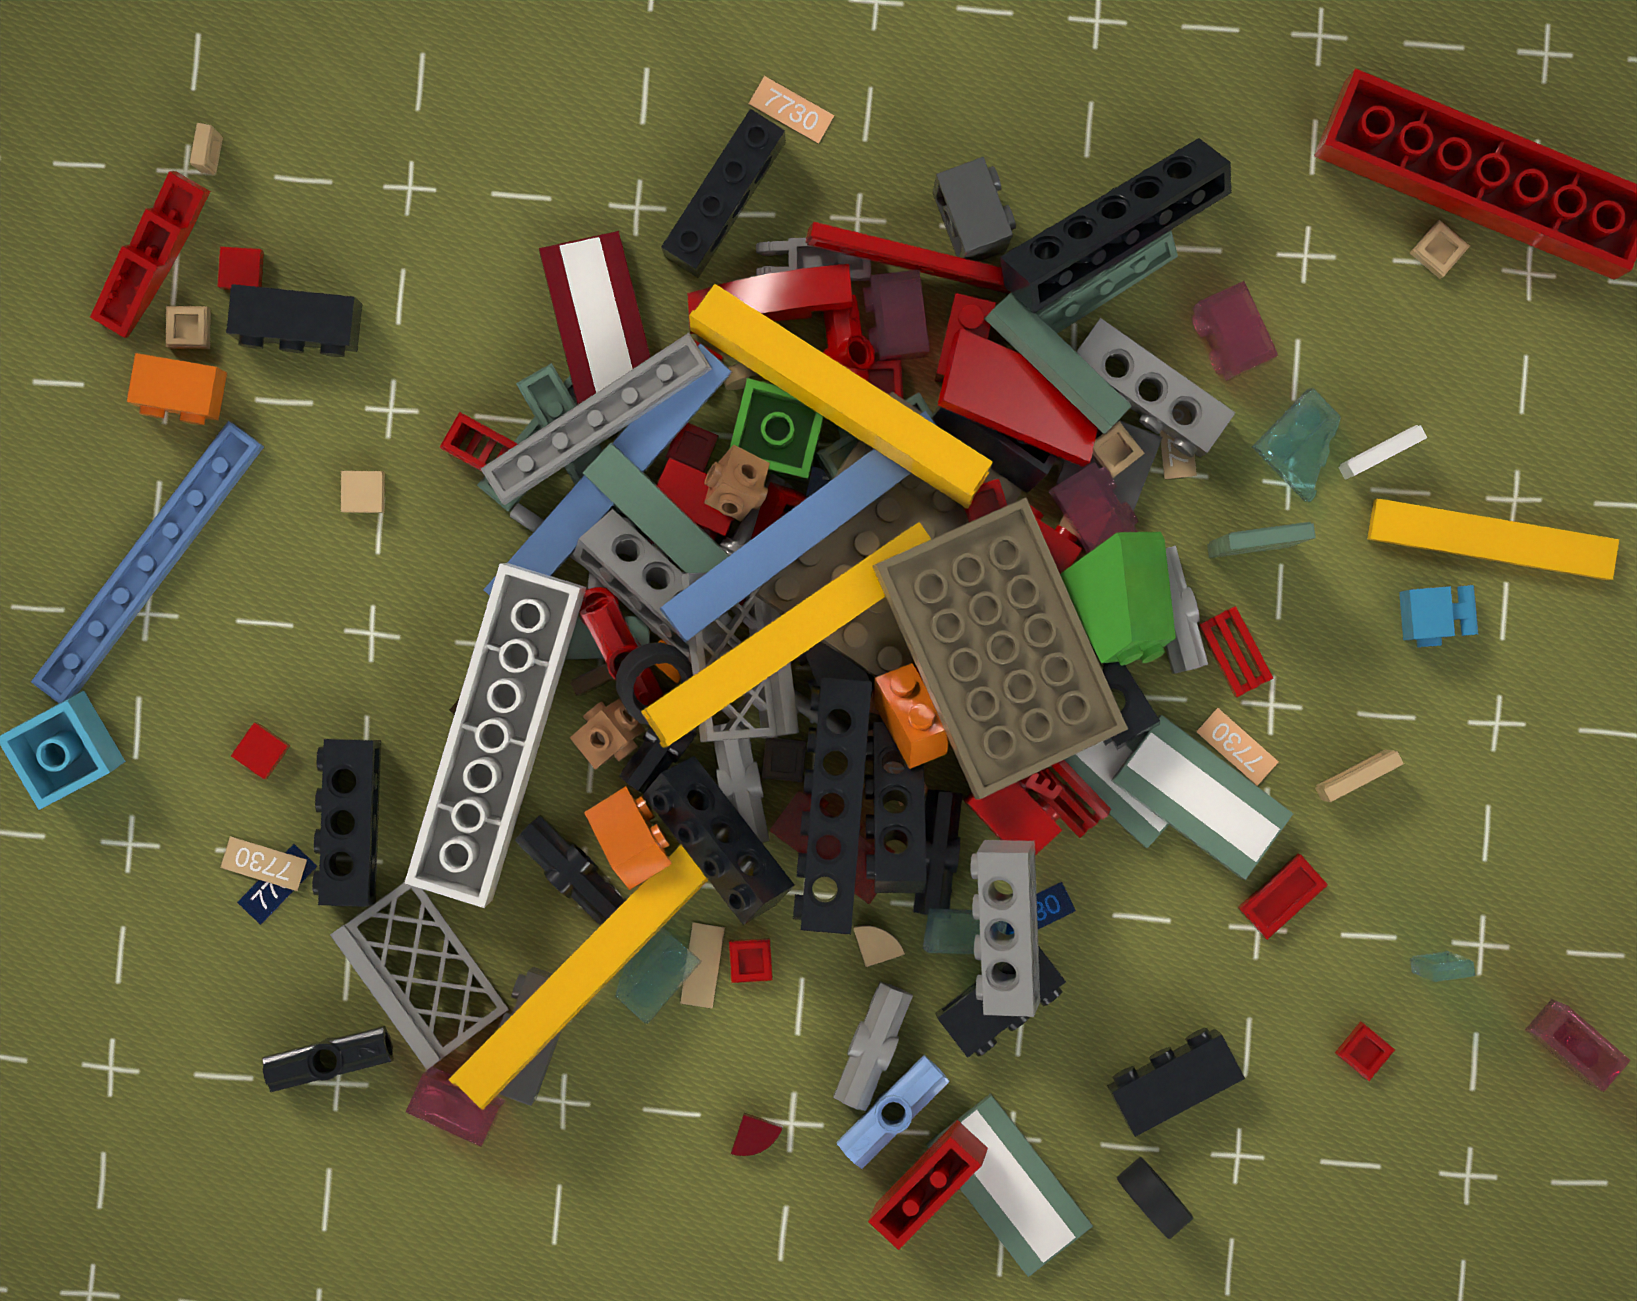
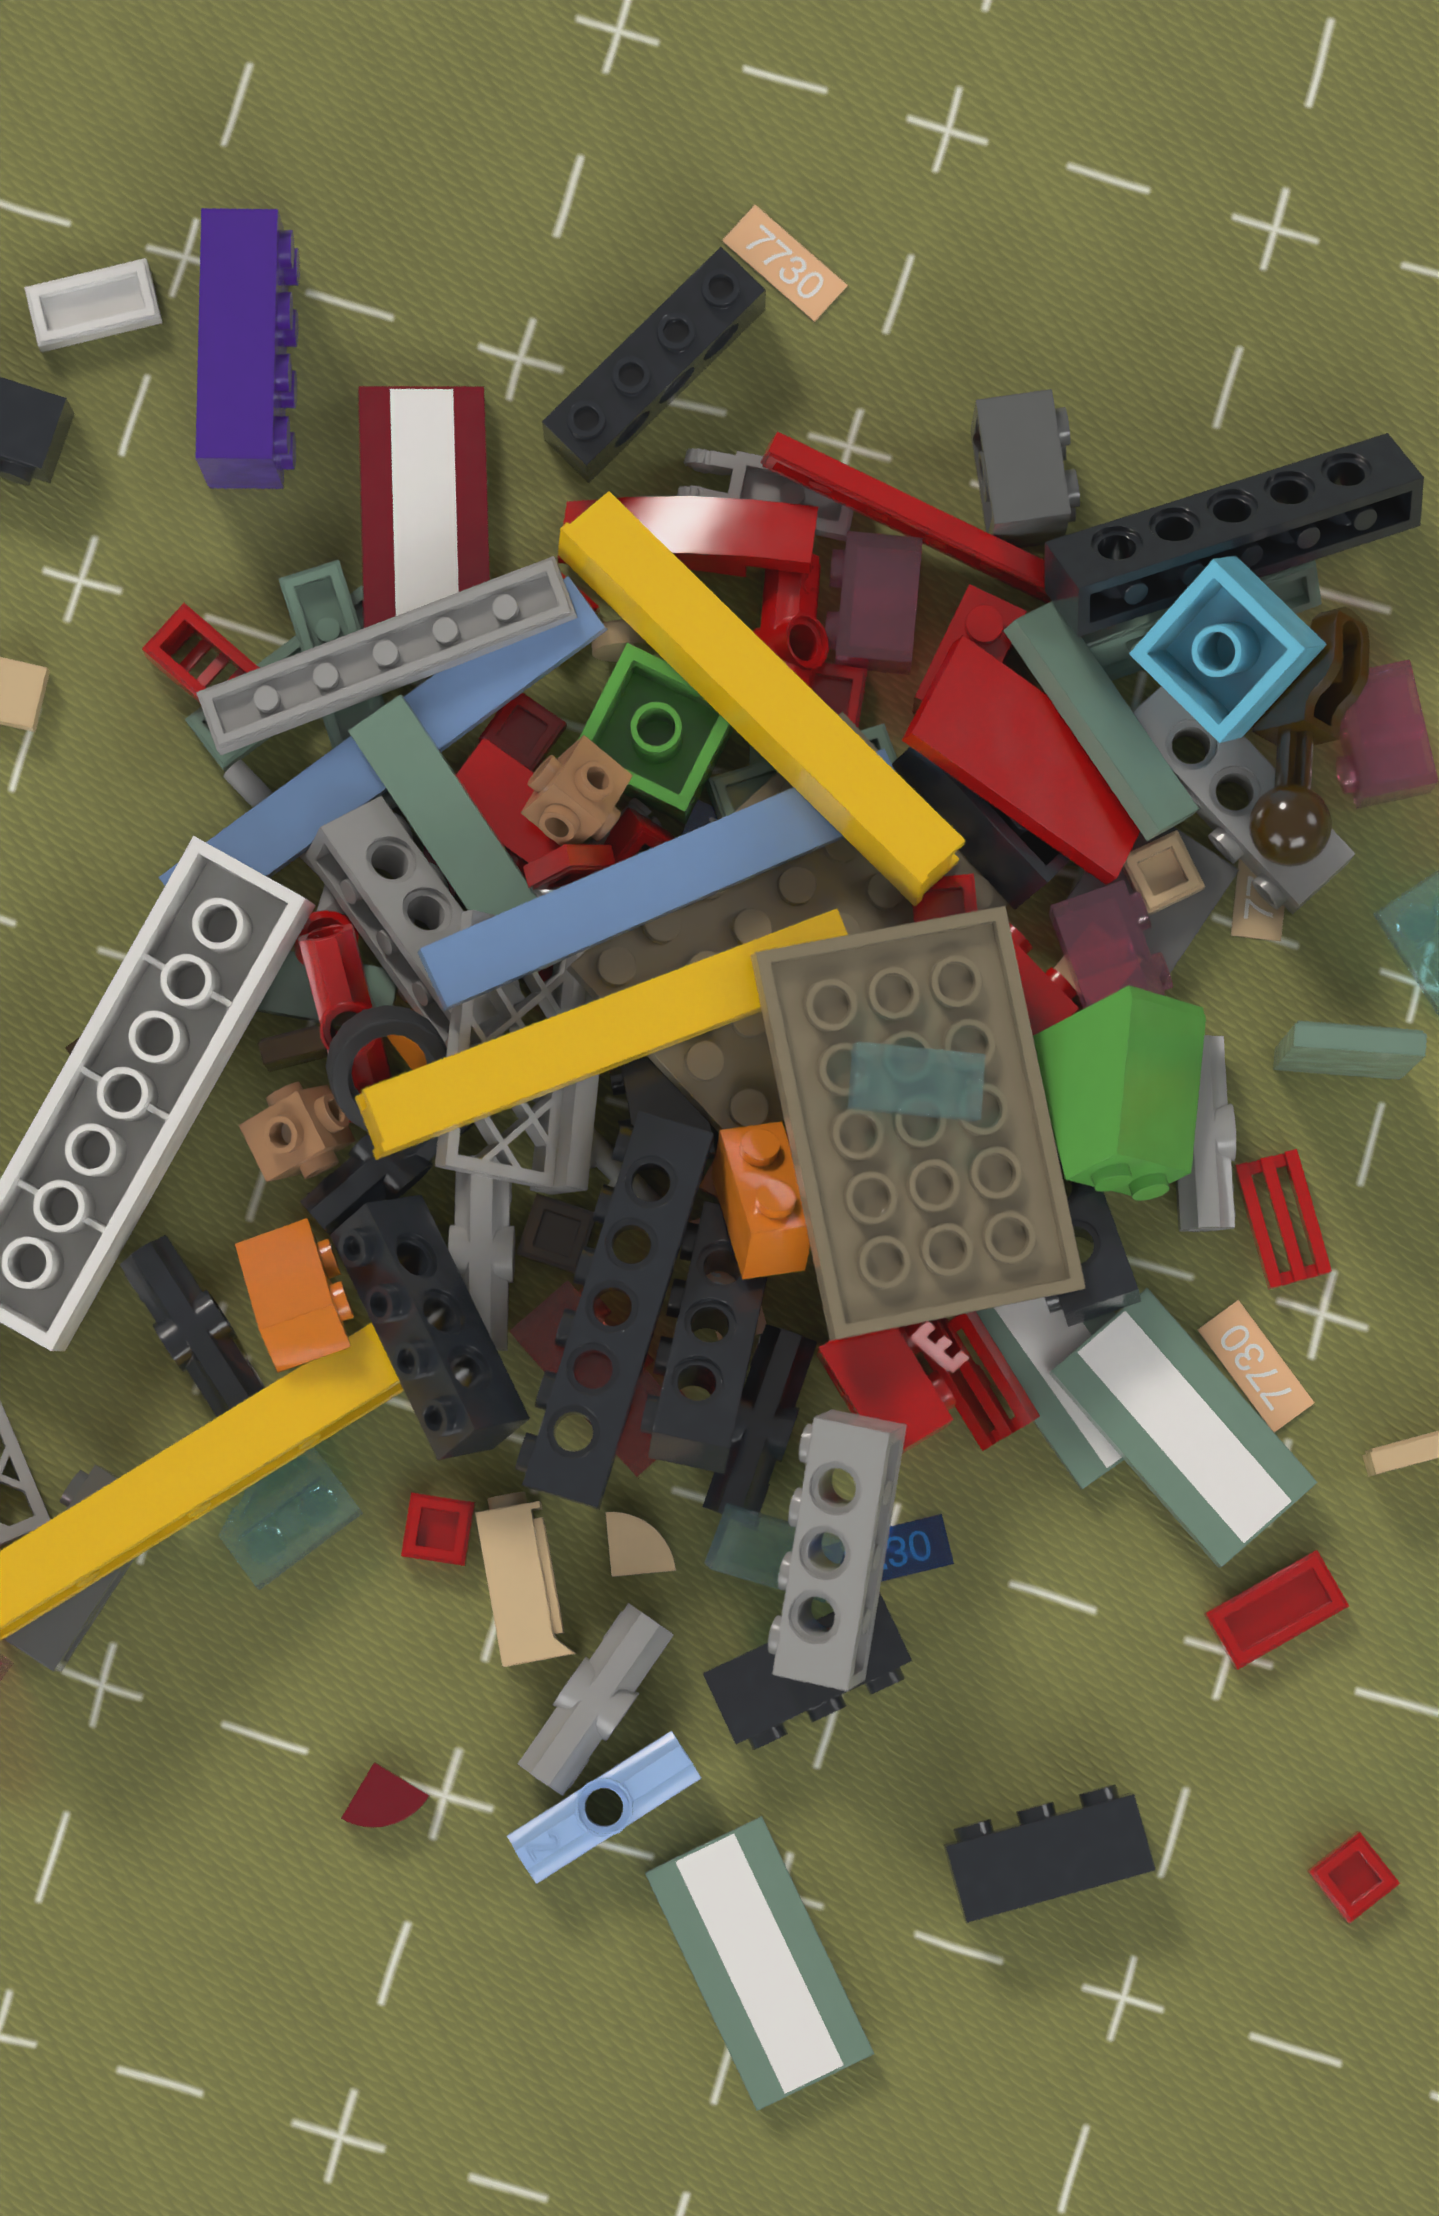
camera: 15 degrees right, 5 degrees down
(358, 231) = (93, 305): none -> white tile
(460, 240) = (242, 349): none -> dark purple brick
(701, 984) = (354, 1548): tan sticker -> none
(742, 529) = (567, 865): none -> red tile
(810, 983) = (520, 1580): none -> tan window
(928, 1184) = (632, 1925): red brick -> none
(995, 623) = (916, 1081): none -> clear light blue tile
(1131, 300) = (1227, 648): none -> medium azure brick
(1154, 1198) = (977, 2024): black tyre -> none
(1179, 329) = (1291, 820): none -> dark brown piece

